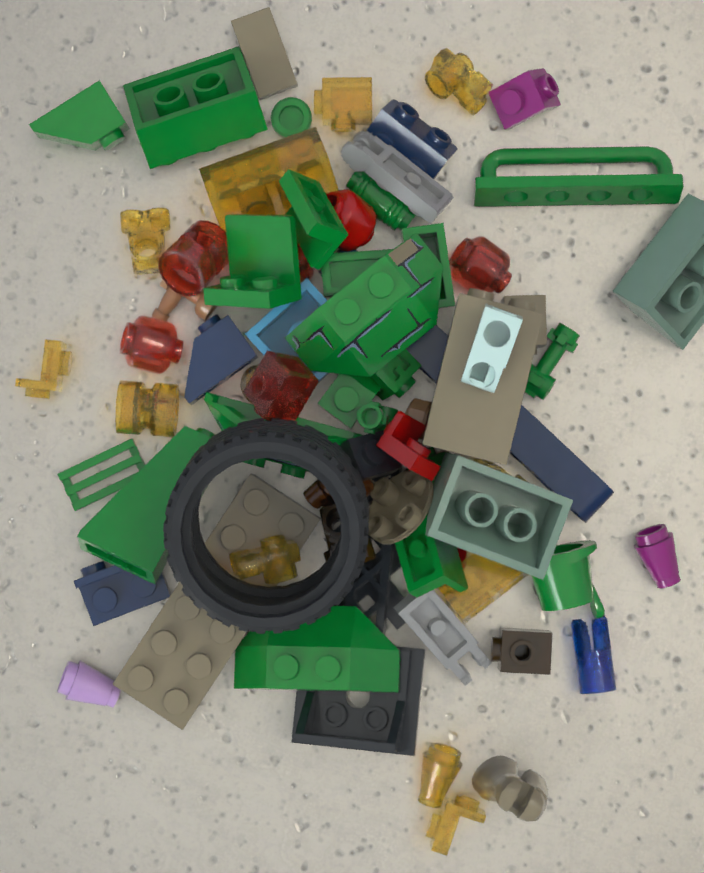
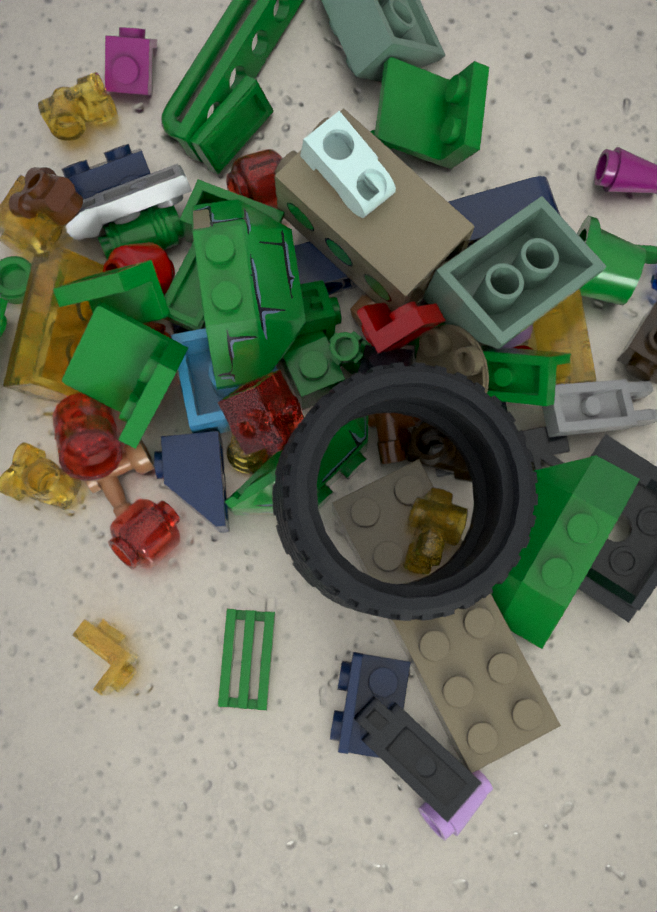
camera: 55 degrees left, 10 degrees down
(101, 638) = (417, 757): none -> black hinge
(131, 524) = (316, 642): green slope -> none
(147, 408) = (205, 555): clear yellow wheel -> none
(359, 115) = (46, 195): none -> reddish brown plate
(515, 214) = (231, 125): none -> green tile
(616, 368) = (430, 113): none -> green bracket

